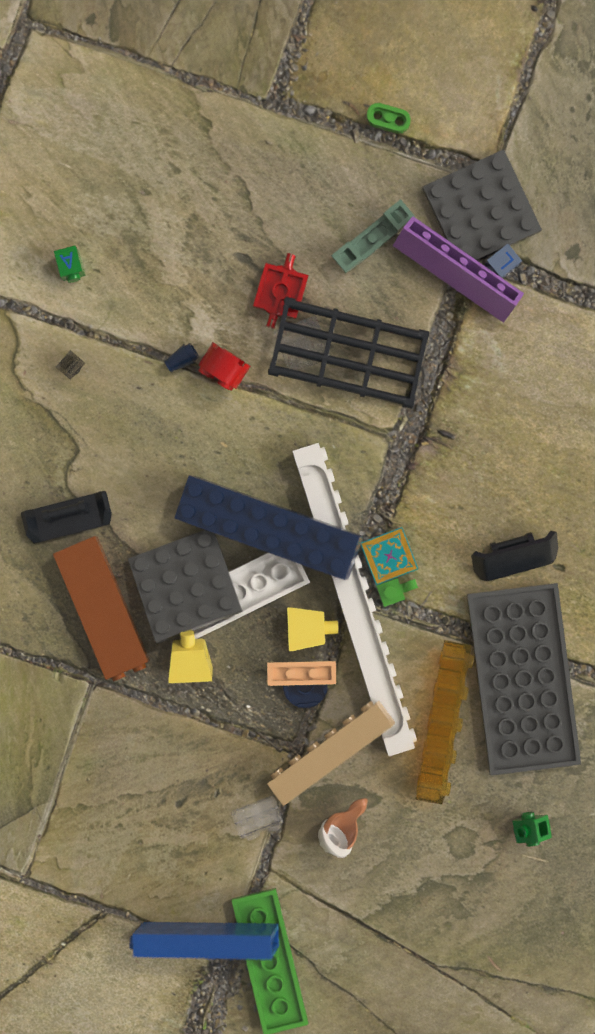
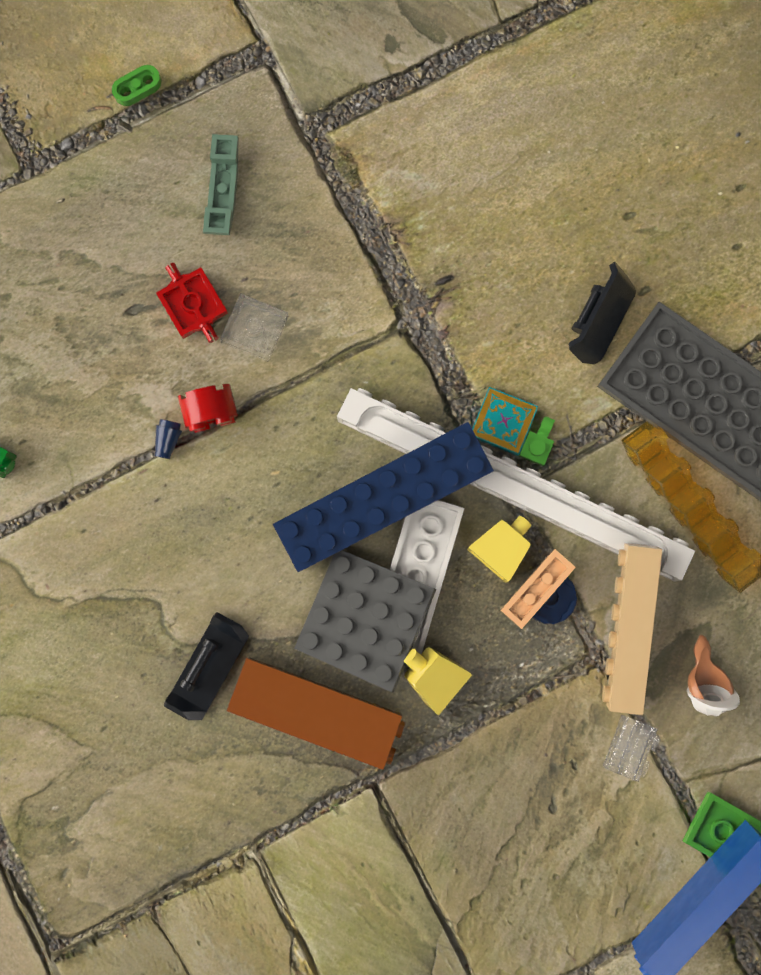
camera: 50 degrees left, 5 degrees down
(70, 365) = (79, 539): clear smoke plate -> none
(372, 347) = (284, 318): black door -> none
(458, 269) = (316, 141): medium lavender brick -> none
(482, 206) = (284, 81): dark grey plate -> none
(503, 261) = (345, 103): sand blue brick -> none

